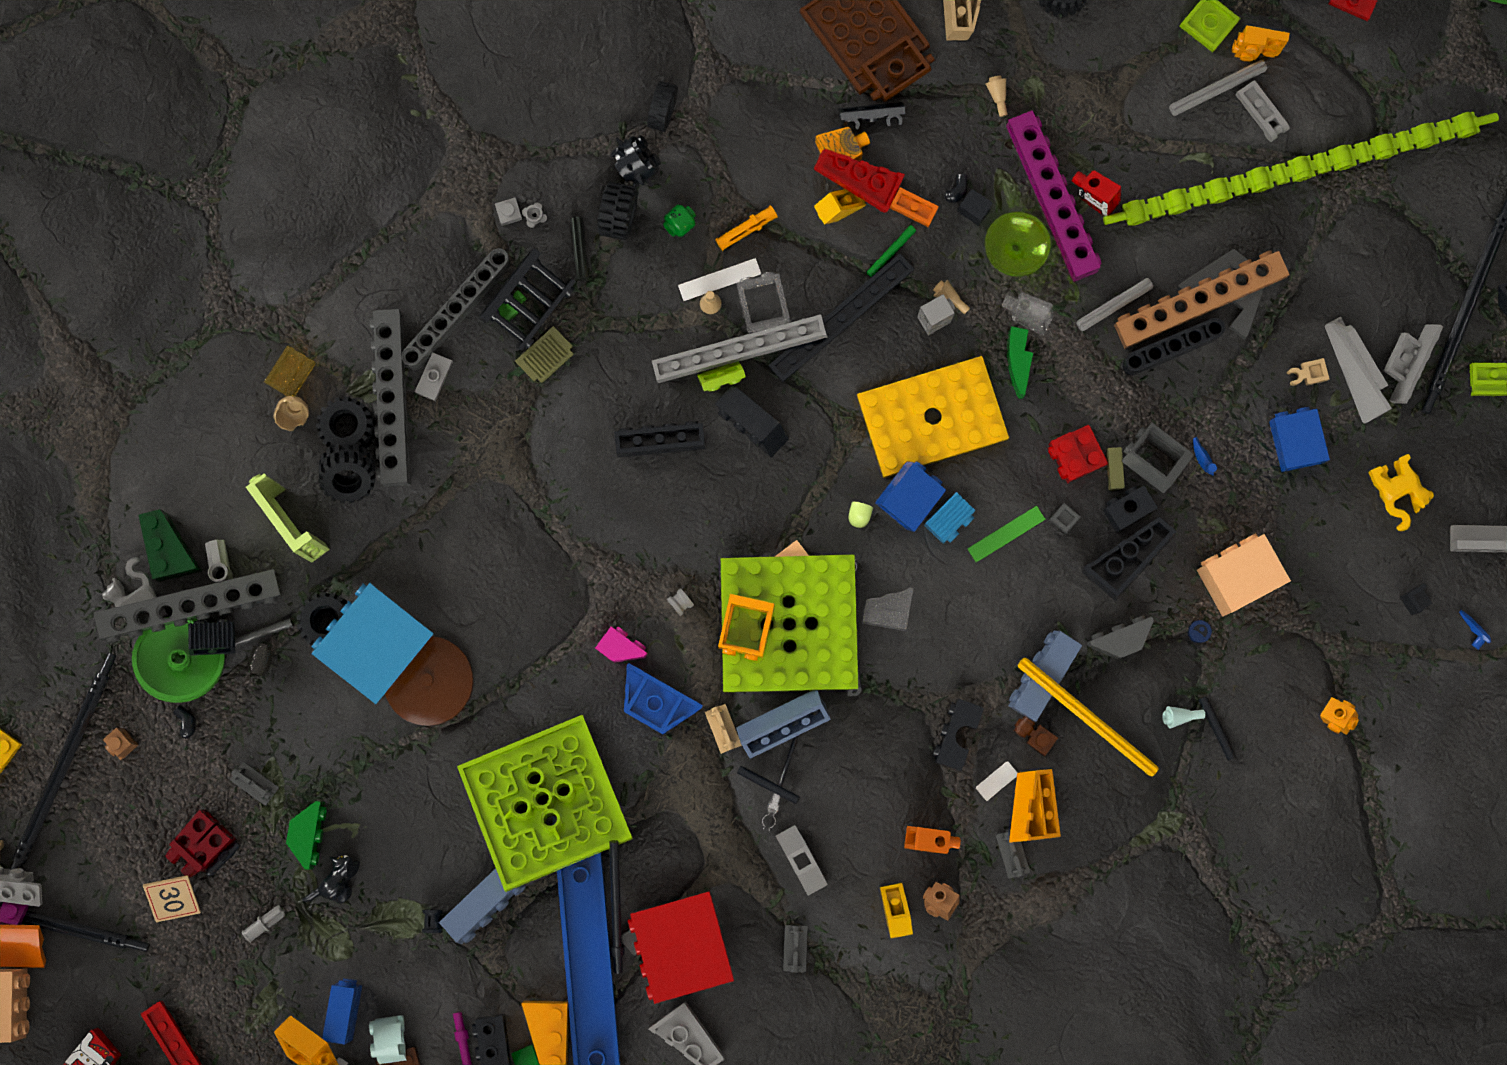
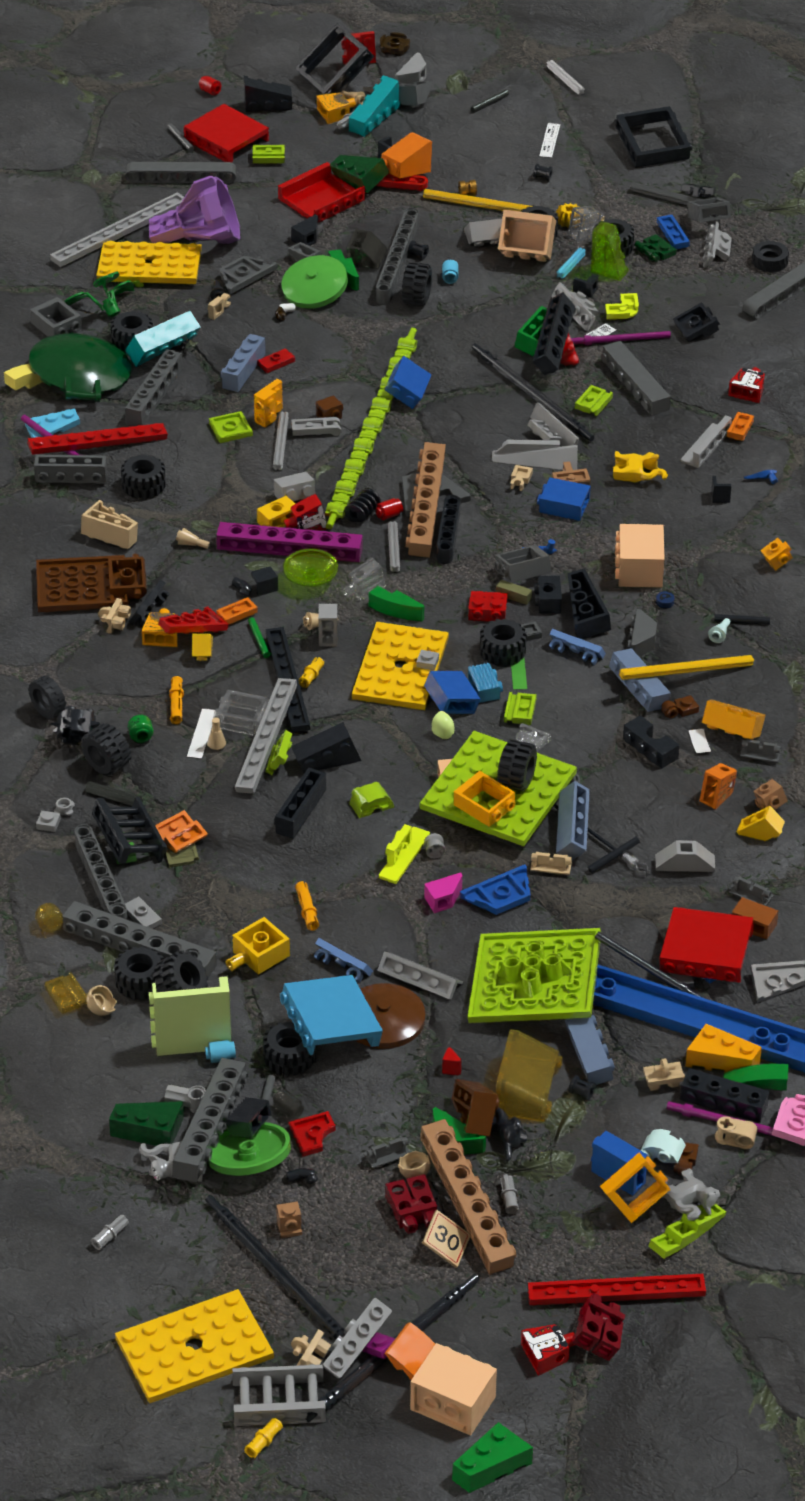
camera: 60 degrees left, 40 degrees down
(25, 590) = (109, 1232): none -> light grey axle
(173, 953) = (494, 1258): none -> medium nougat brick
(244, 697) = (311, 1131): none -> red tile
(246, 819) = (414, 1164): none -> tan hair
(291, 561) = (220, 1049): none -> medium azure brick
(339, 839) = (476, 1106): none -> reddish brown wedge
(374, 296) = (49, 917): none -> clear yellow head
(396, 781) = (451, 1063): none -> red slope
(412, 864) = (526, 1077): none -> clear yellow windscreen
(428, 512) = (259, 946): none -> yellow brick
(476, 602) = (342, 959): none -> medium blue plate
(487, 992) = (663, 1074): none -> tan hips
(500, 685) = (418, 975): none -> light grey panel
(529, 526) = (308, 911): none -> light orange pin
(559, 346) = (180, 831): none -> orange slope
(654, 577) = (402, 852): none -> neon yellow bracket
(713, 502) = (368, 798): none -> lime cylinder
(757, 971) = (764, 917): none -> dark orange brick
(797, 639) = (517, 765): none -> black tyre
(831, 89) = (115, 616): none -> tan hips
(865, 335) = (311, 672): none -> yellow pin
(934, 574) = (520, 708): none -> lime plate
(945, 444) = (427, 660): none -> light grey plate
(1034, 491) = (502, 642): none -> black tyre
(1065, 580) = (576, 645): none -> medium blue plate
(1077, 156) = (275, 512): none -> yellow brick
(1140, 150) = (294, 486): none -> light grey brick
(1156, 237) = (362, 505): none -> black piece
(1169, 266) = (389, 509): none -> red brick
(1298, 109) = (329, 407): none -> reddish brown brick
(1342, 426) = (579, 476): none -> medium nougat hinge
(1389, 167) = (408, 382): none -> blue brick

